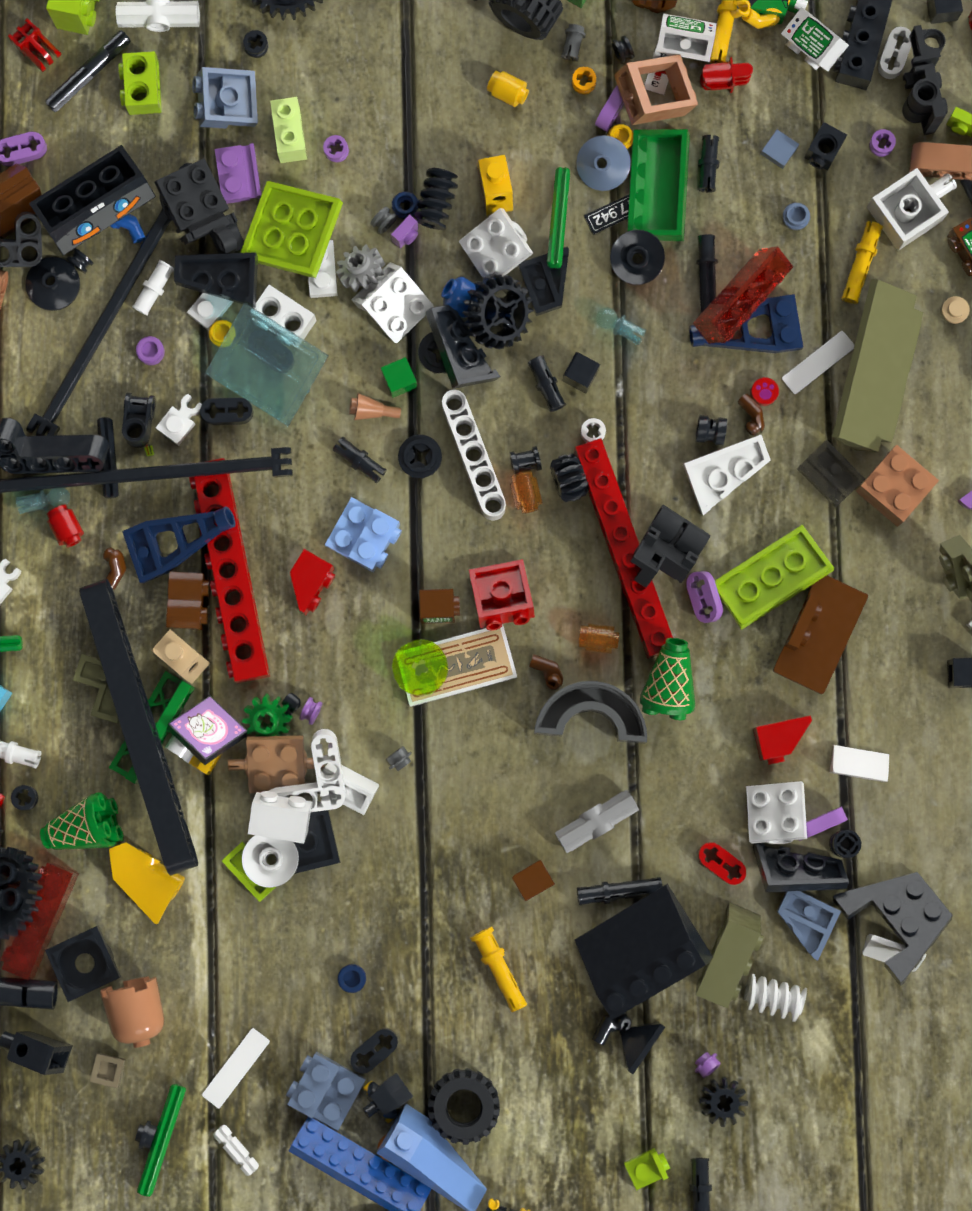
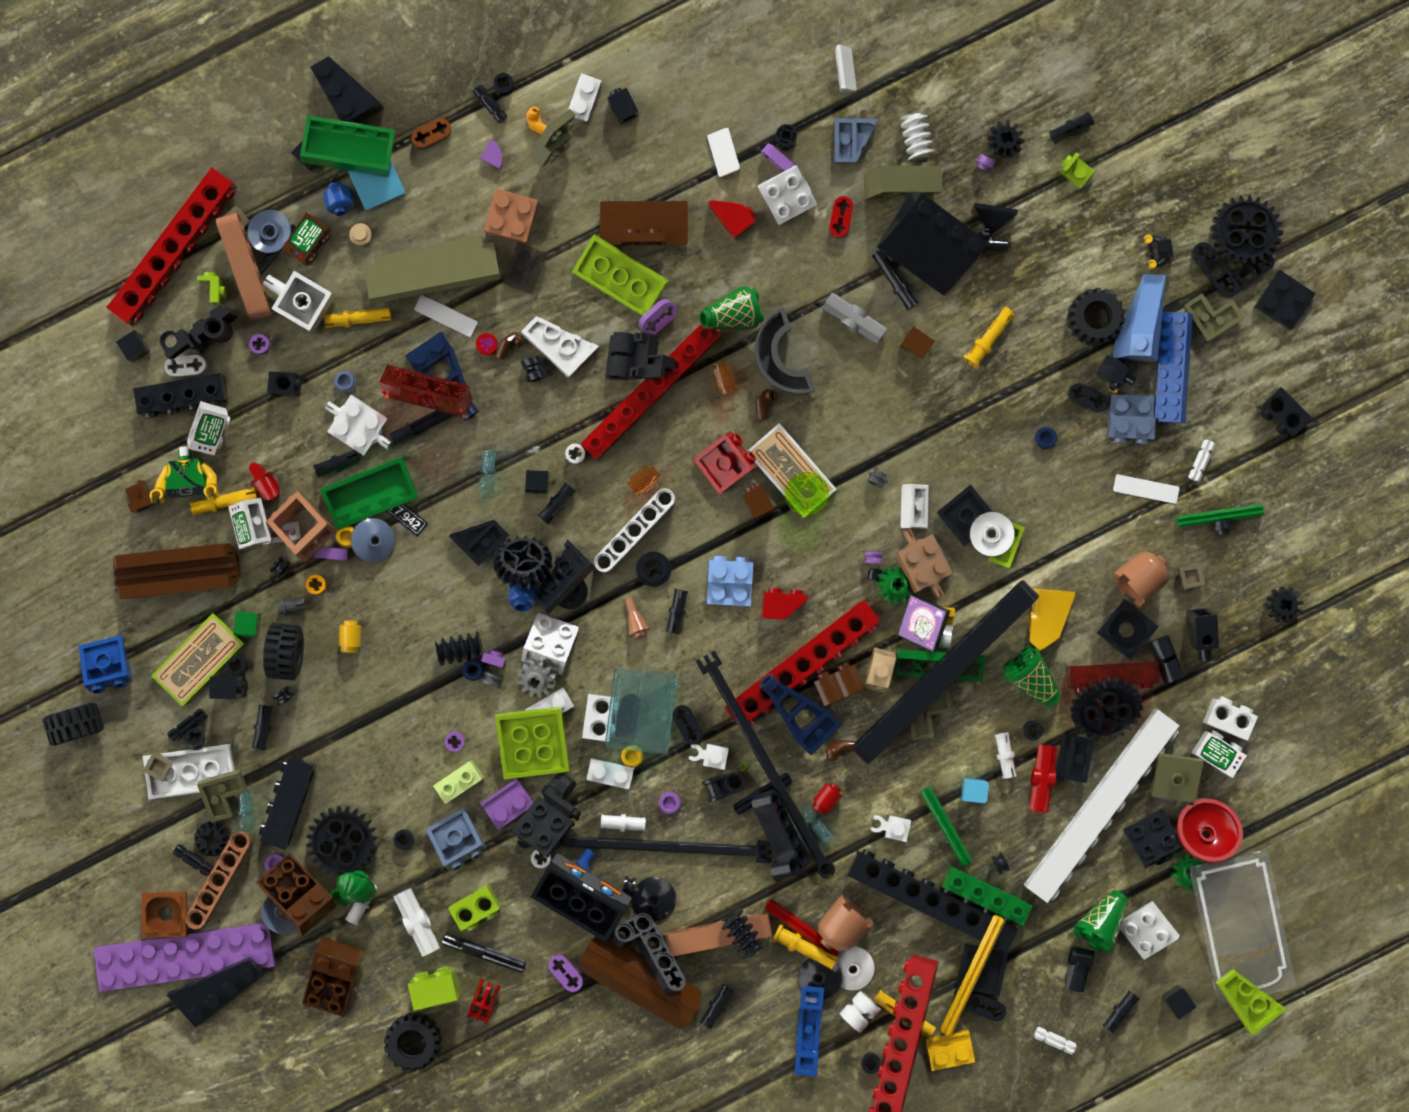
camera: 115 degrees left, 5 degrees up
(157, 172) = (535, 861): none -> white bush
(220, 275) = (591, 776): black wing -> none
(280, 817) = (960, 540): white piece -> none
(324, 782) = (922, 521): white beam -> none
(399, 377) = (604, 611): green piece -> none
(495, 182) = (427, 610): yellow torso -> none
(496, 245) = (473, 587): white plate -> none
(525, 460) = (620, 491): black bush -> none
(558, 217) = (430, 552): green axle -> none
(569, 477) = (619, 453): black gear -> none
(640, 243) = (442, 475): black dish -> none
(740, 207) = (358, 425): none -> white plate
(779, 149) = (299, 417): sand blue tile -> none
(797, 872) = (823, 164): black wing -> none
(908, 909) = (811, 70): wing -> none

